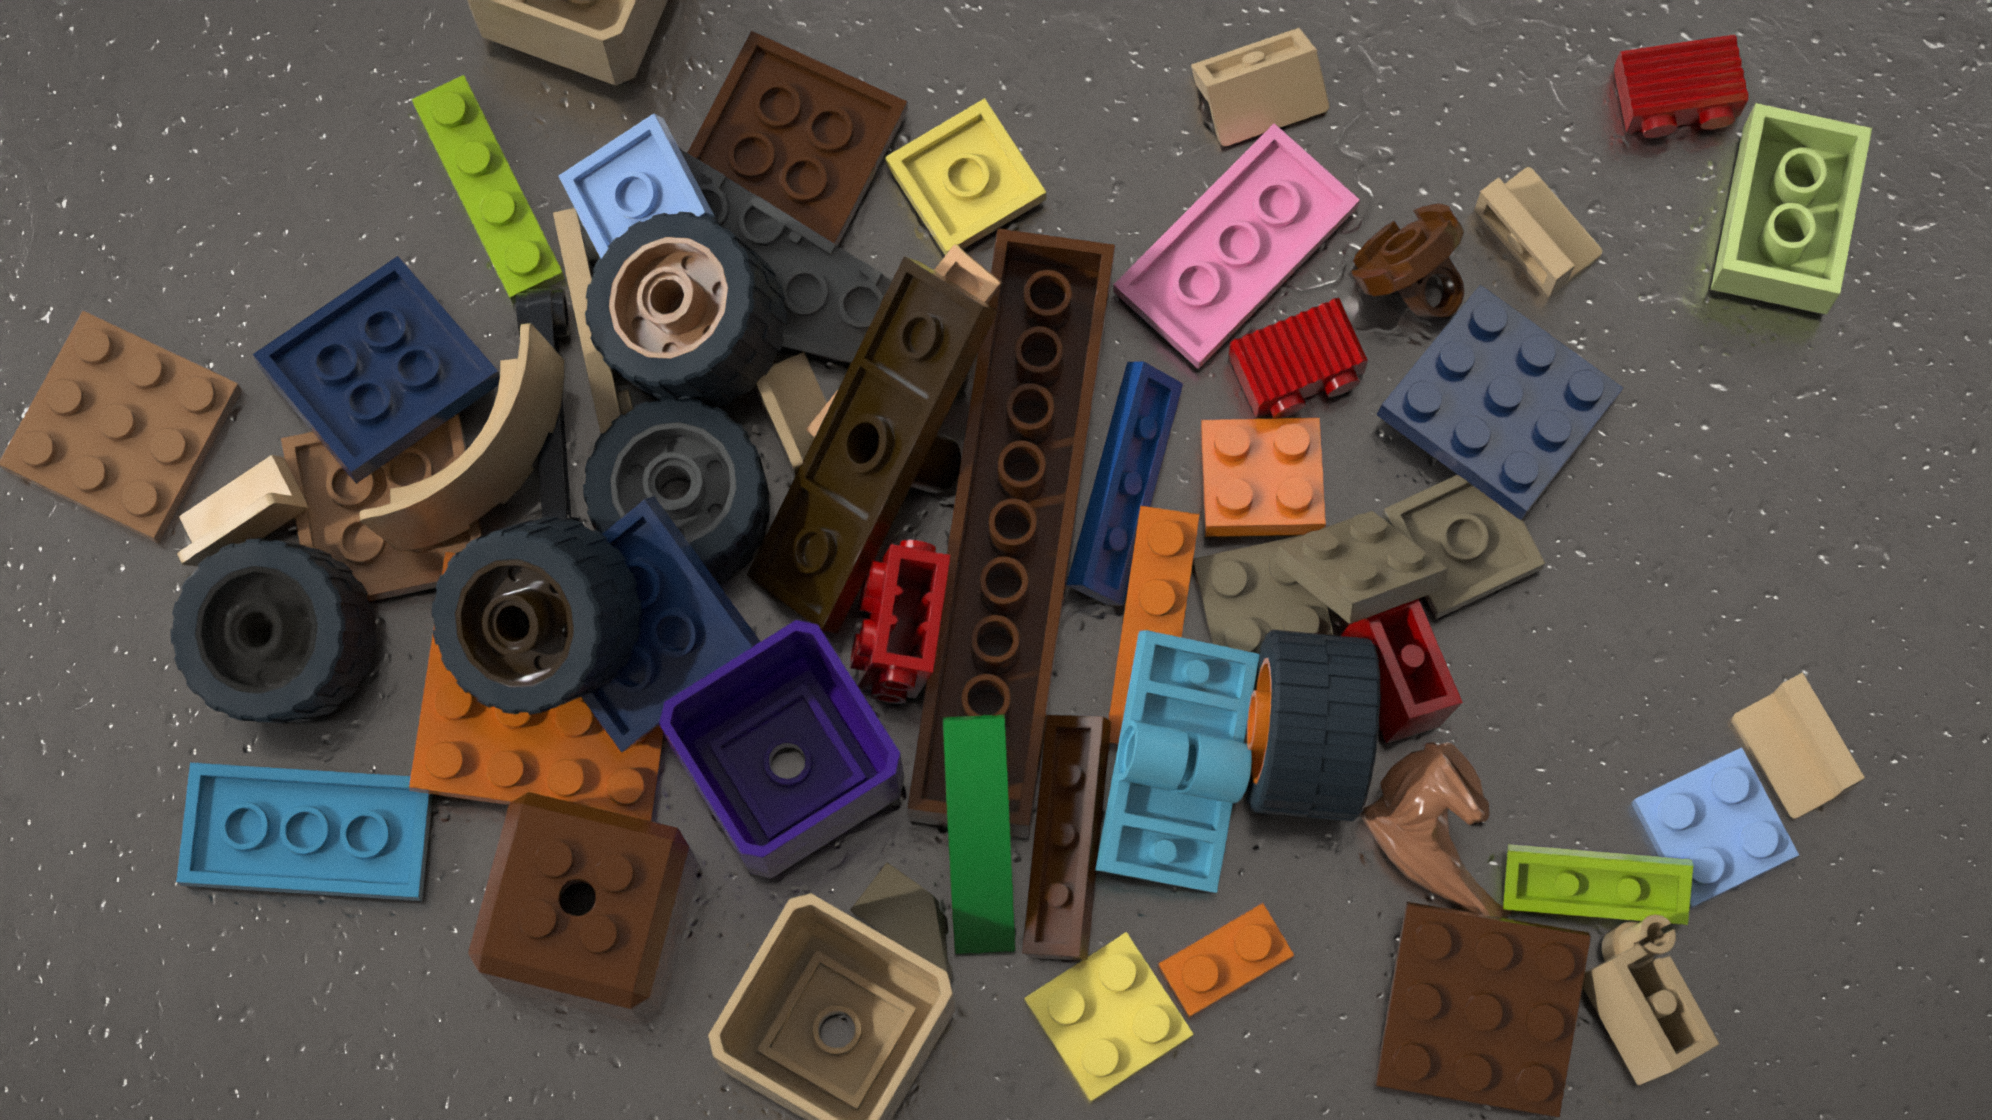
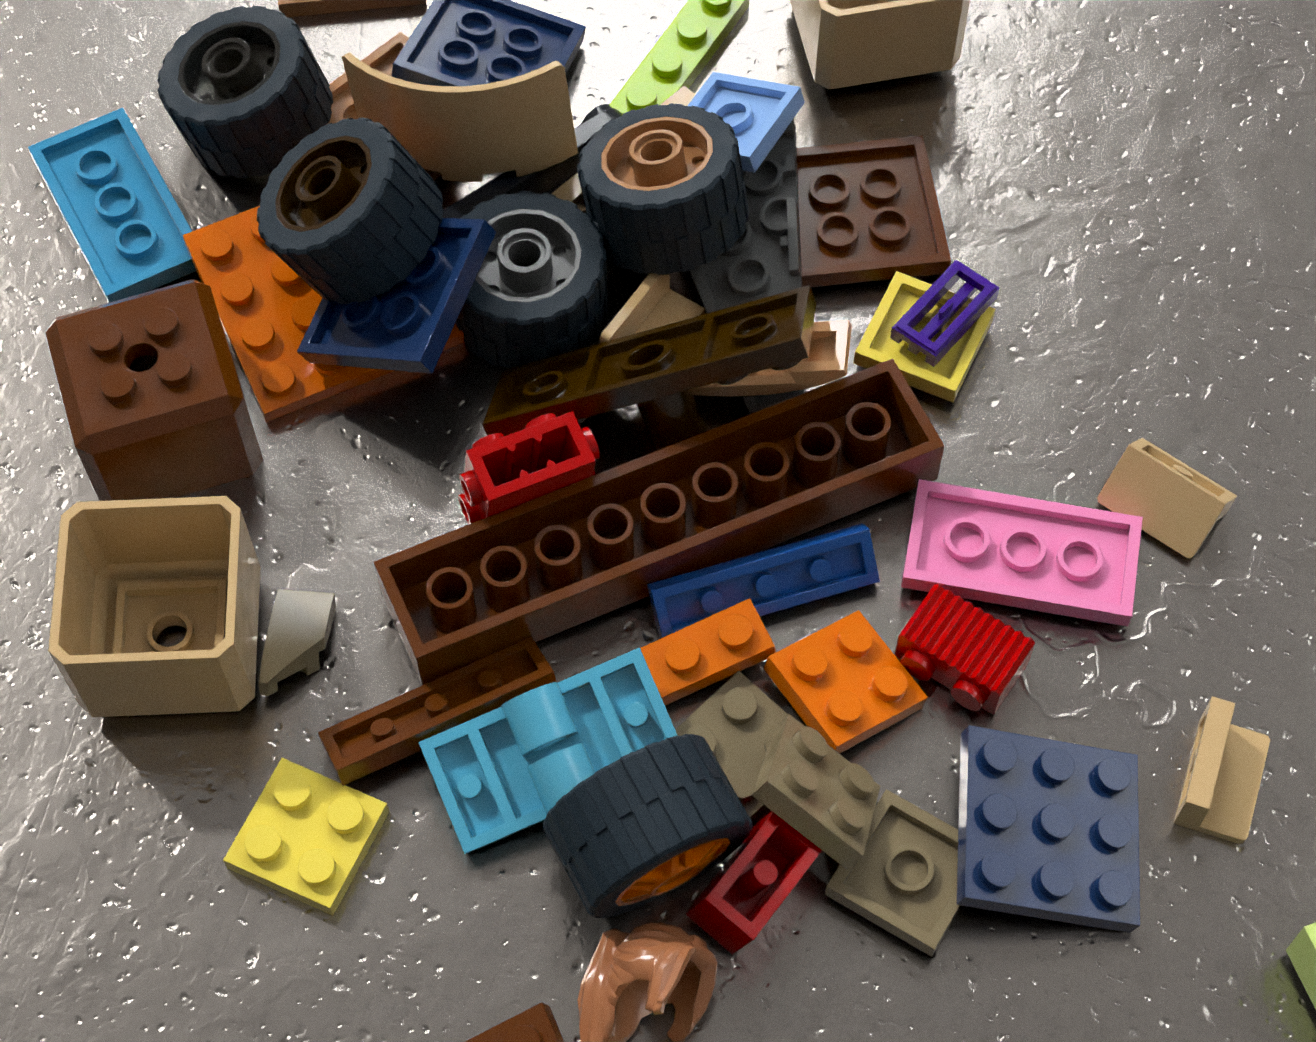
camera: 55 degrees right, 15 degrees down
(242, 510) = (335, 36): tan panel -> none
(775, 698) = (353, 411): dark purple plate -> none
(977, 191) = (921, 340): none -> dark purple tile
(979, 834) = (383, 624): green slope -> none
(1225, 961) = (413, 900): orange plate -> none
(1410, 256) = (1112, 681): reddish brown tile -> none

